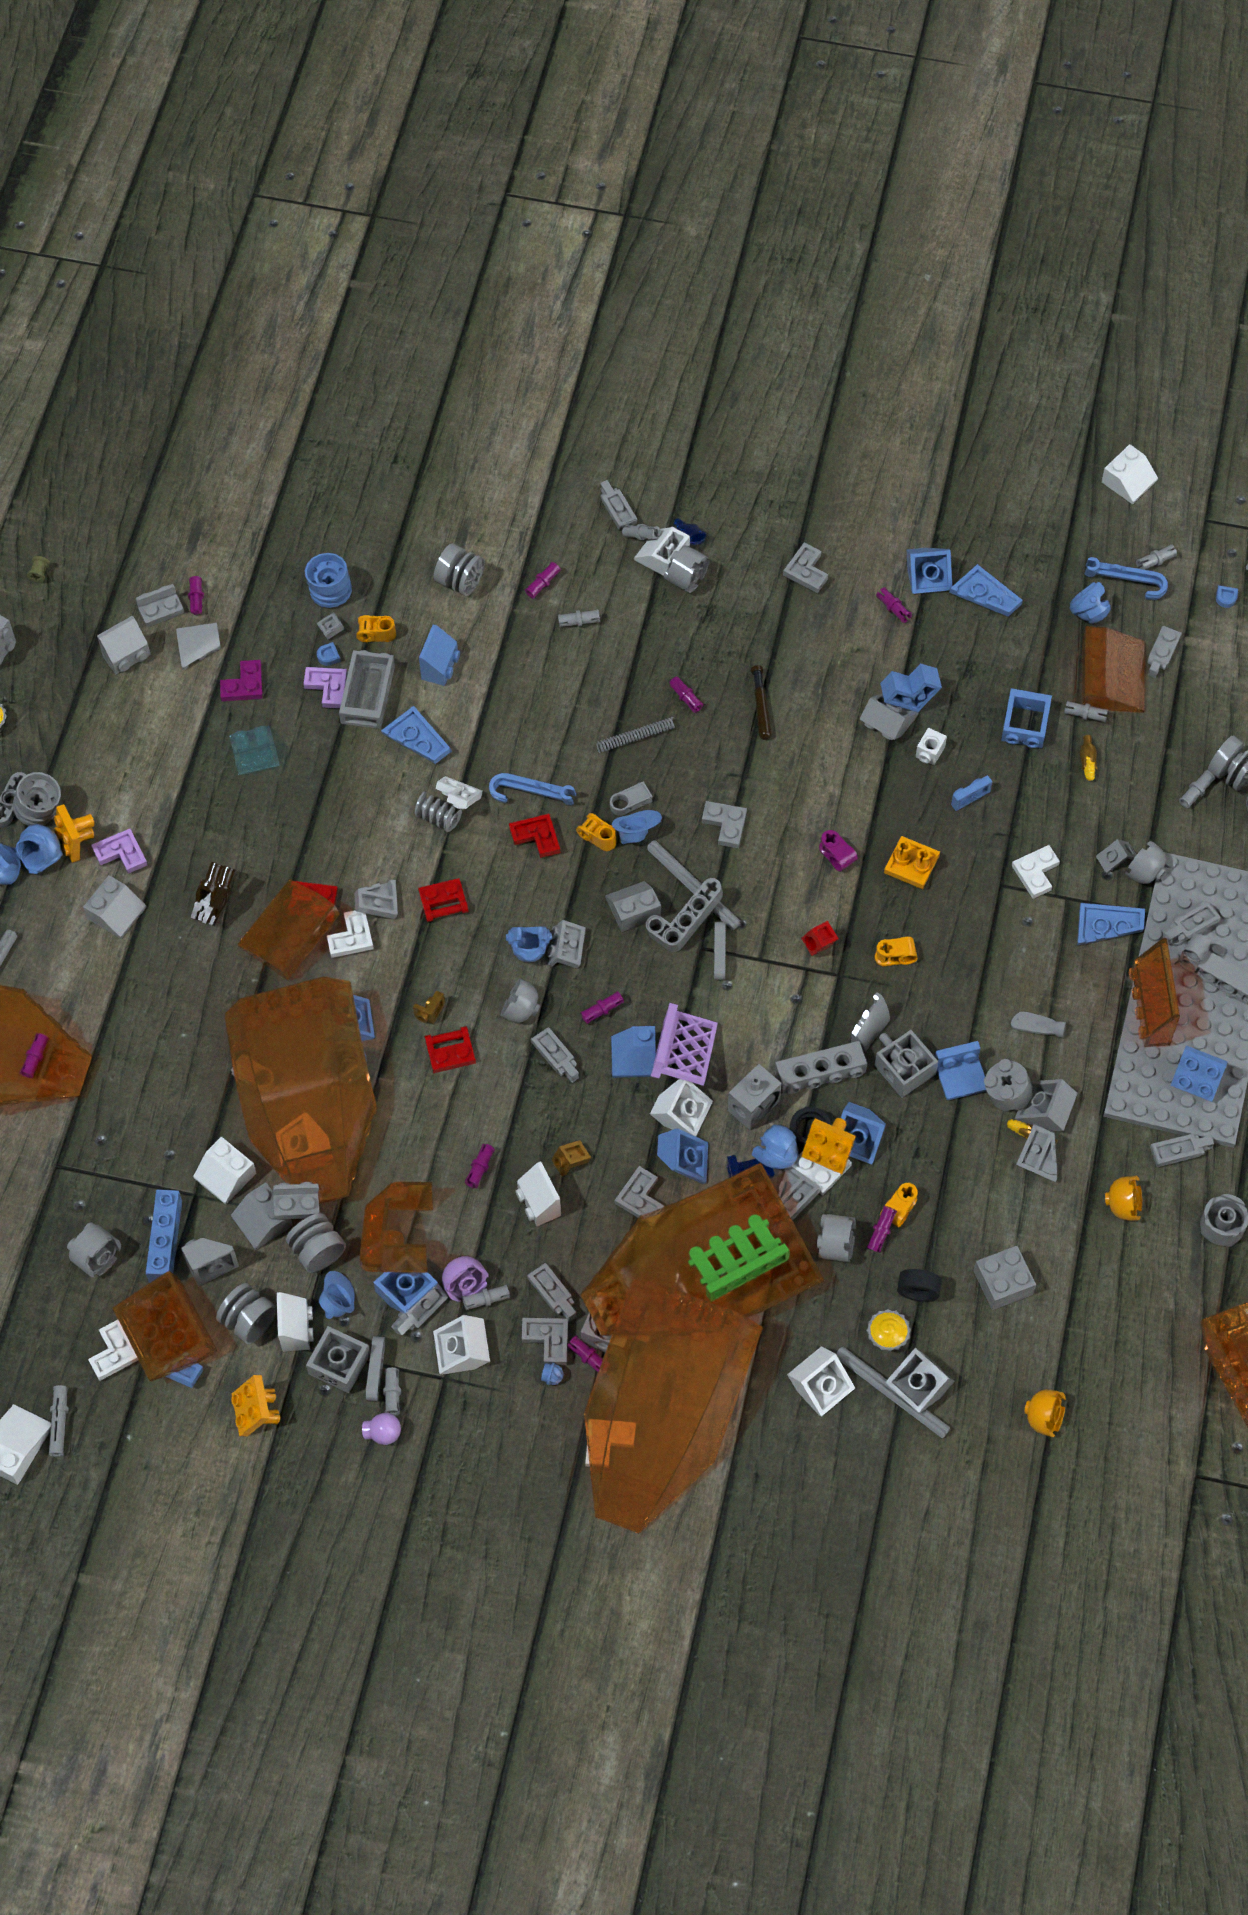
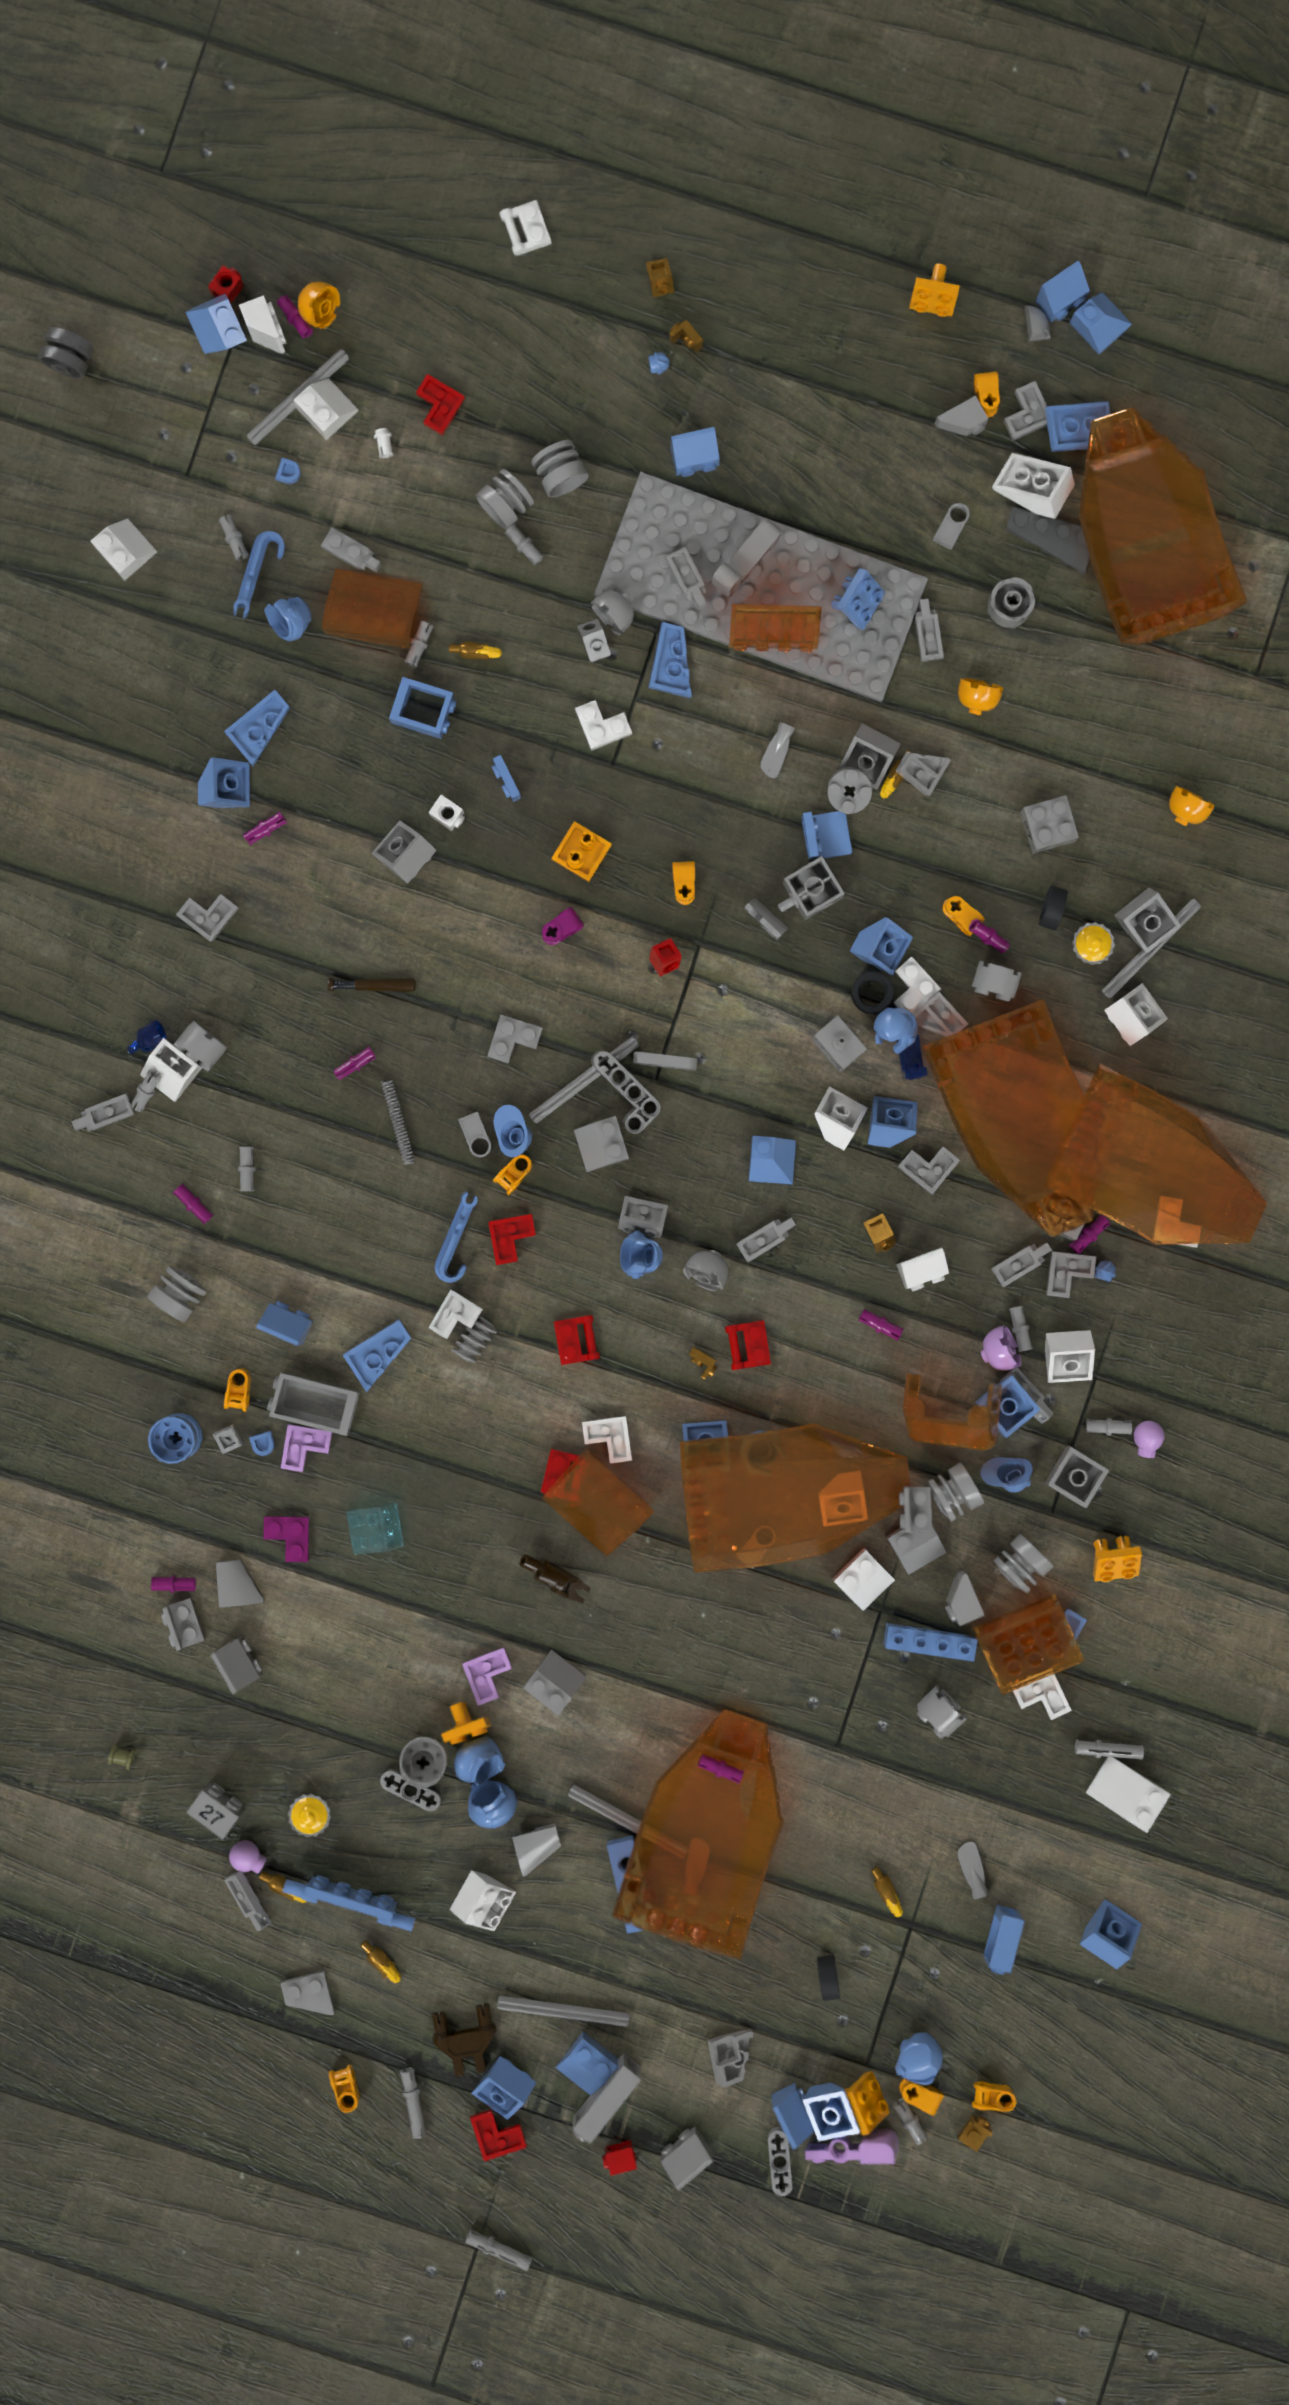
camera: 85 degrees left, 25 degrees up
(293, 1322) = (1034, 1517): white slope -> none
(375, 1368) = (1084, 1441): light grey beam -> none
(378, 900) = (573, 1407): light grey wing -> none
(602, 1007) = (717, 1187): magenta pin -> none
(666, 1056) = (771, 1126): lavender fence -> none
(738, 1275) = (1029, 1087): bright green fence -> none
(829, 1144) = (903, 976): light orange plate -> none
(849, 1053) = (795, 941): light grey brick -> none
(913, 690) = (379, 822): medium blue brick -> none

